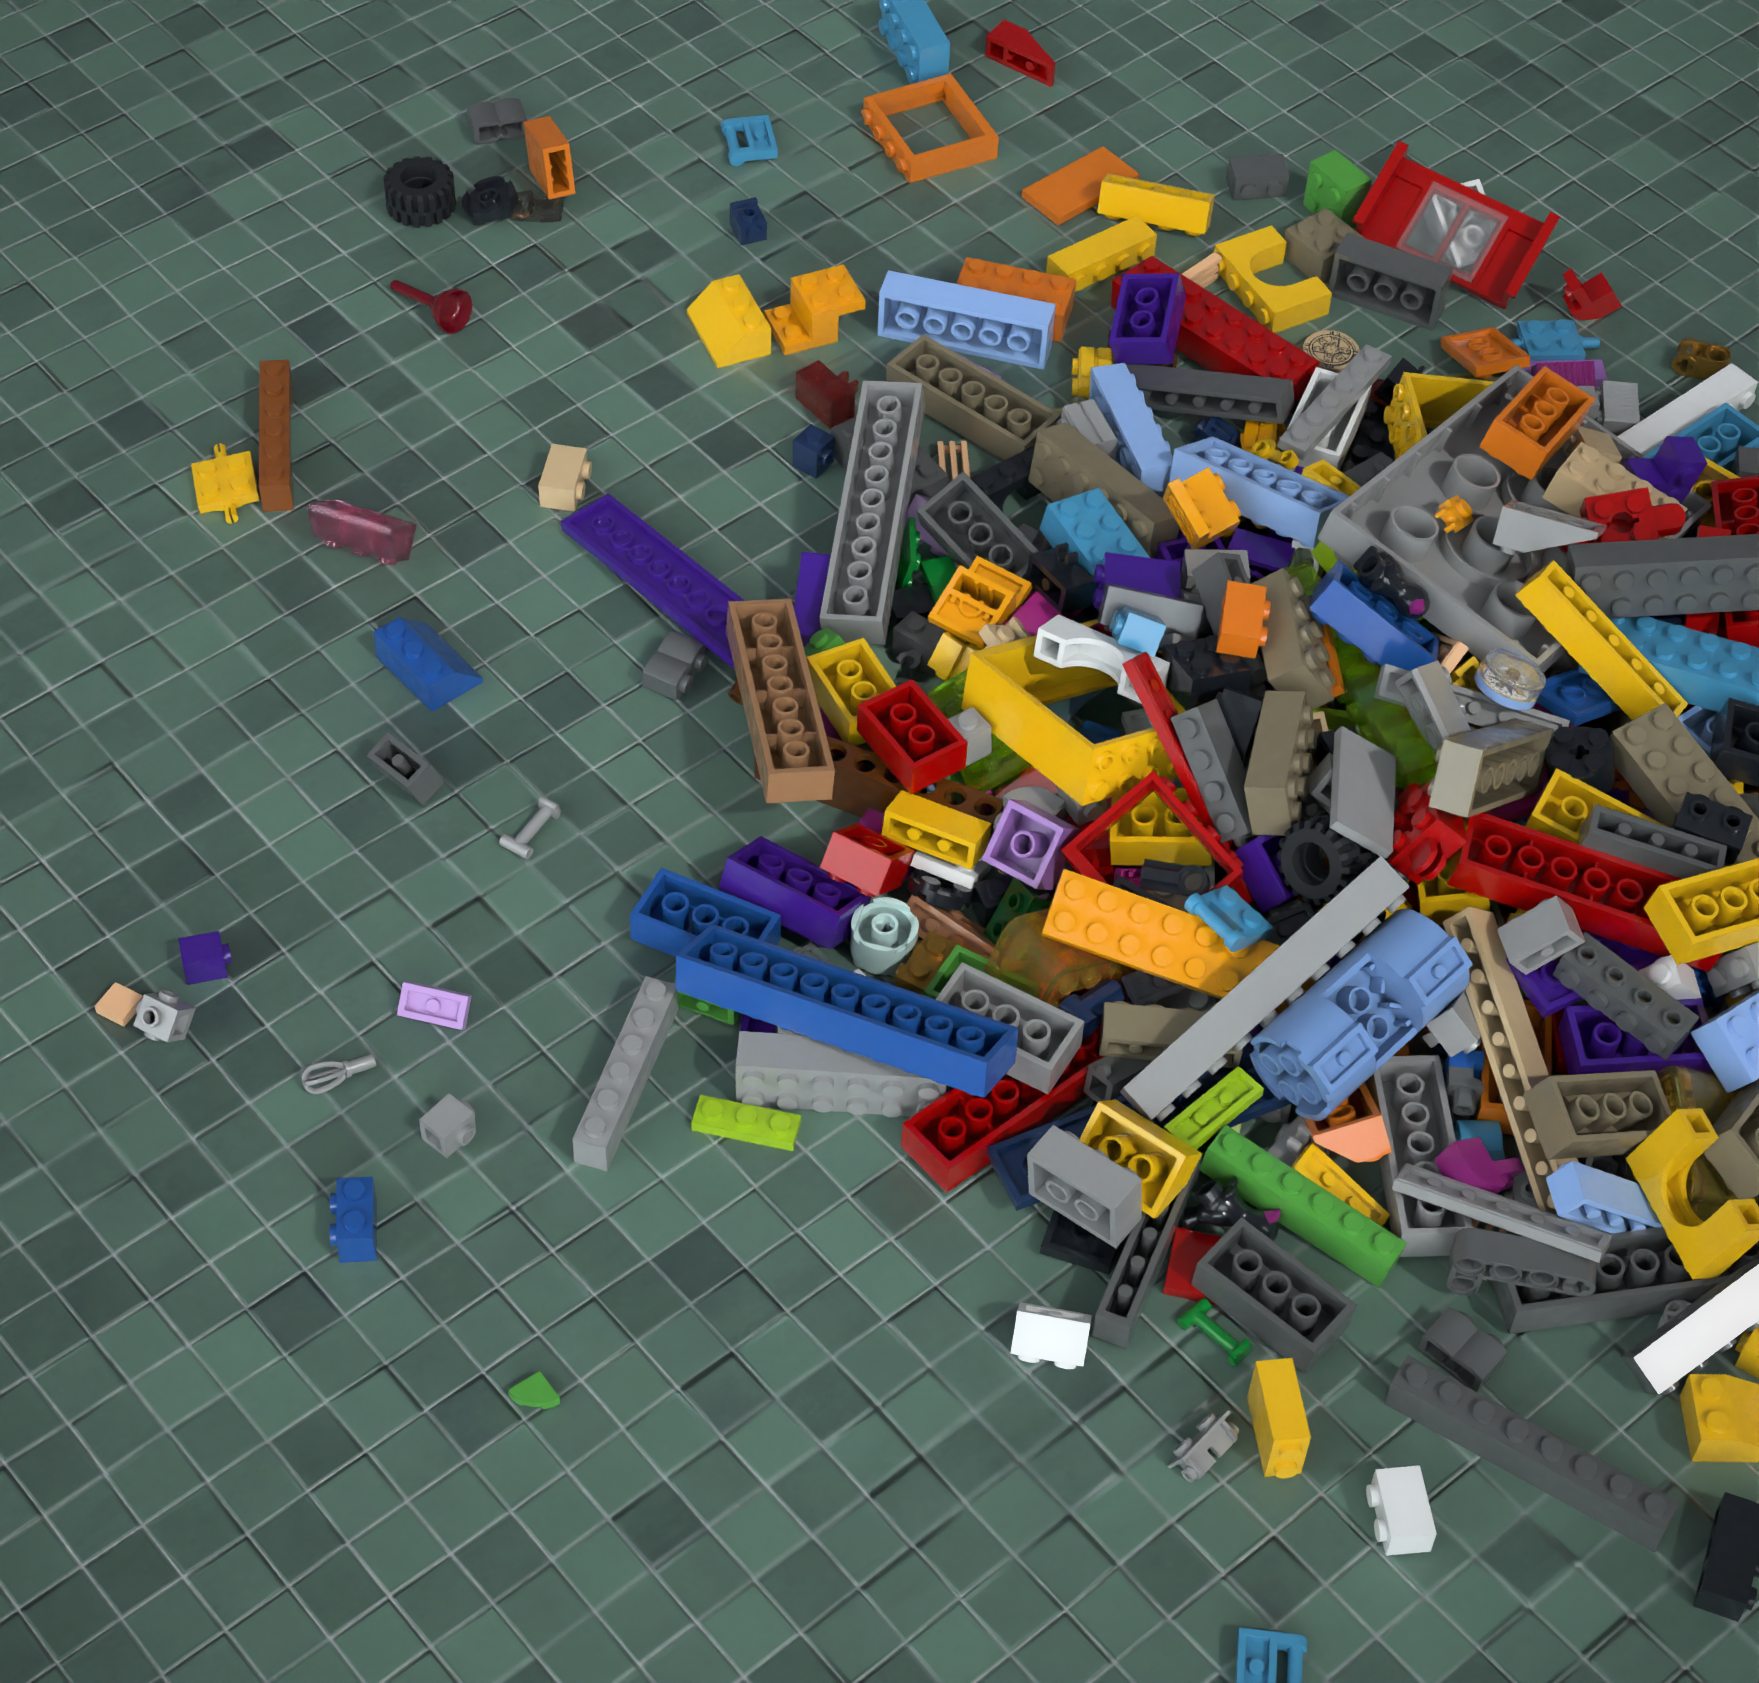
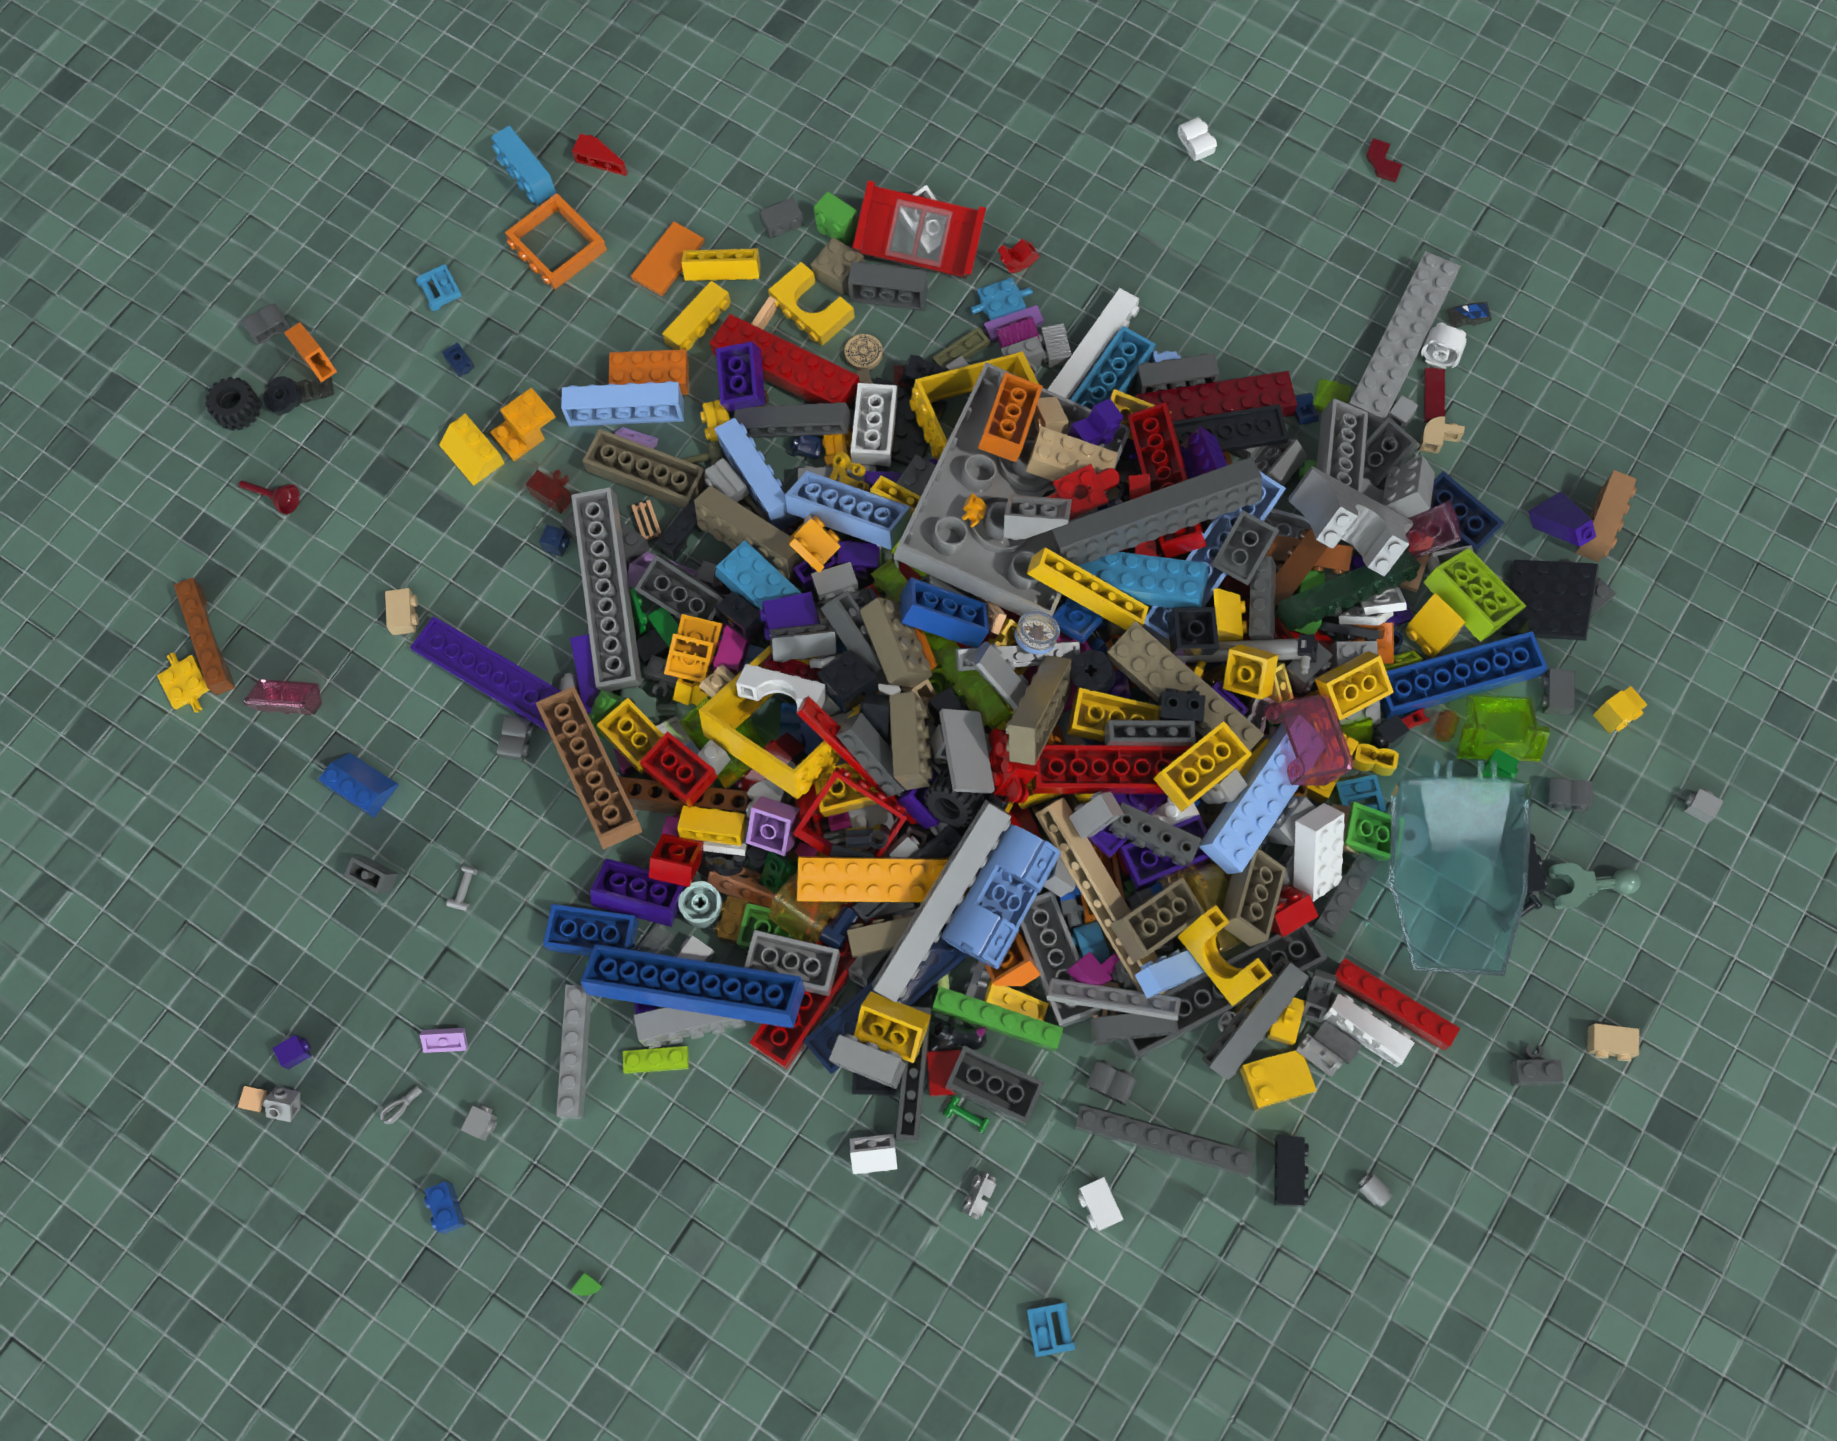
camera: 10 degrees left, 20 degrees up
(1137, 629) = (798, 665): brick -> none
(1215, 1108) = (929, 978): lime plate -> none
(1229, 917) = (909, 850): dark azure plate -> none
(1242, 619) = (862, 646): orange brick -> none
(1278, 1417) = (1017, 1170): yellow brick -> none
(1334, 401) = (876, 411): light grey plate -> none
(1385, 577) = (943, 584): black animal -> none
(1485, 352) = (962, 326): orange plate -> none
(1703, 359) = (1099, 286): pearl gold piece -> none

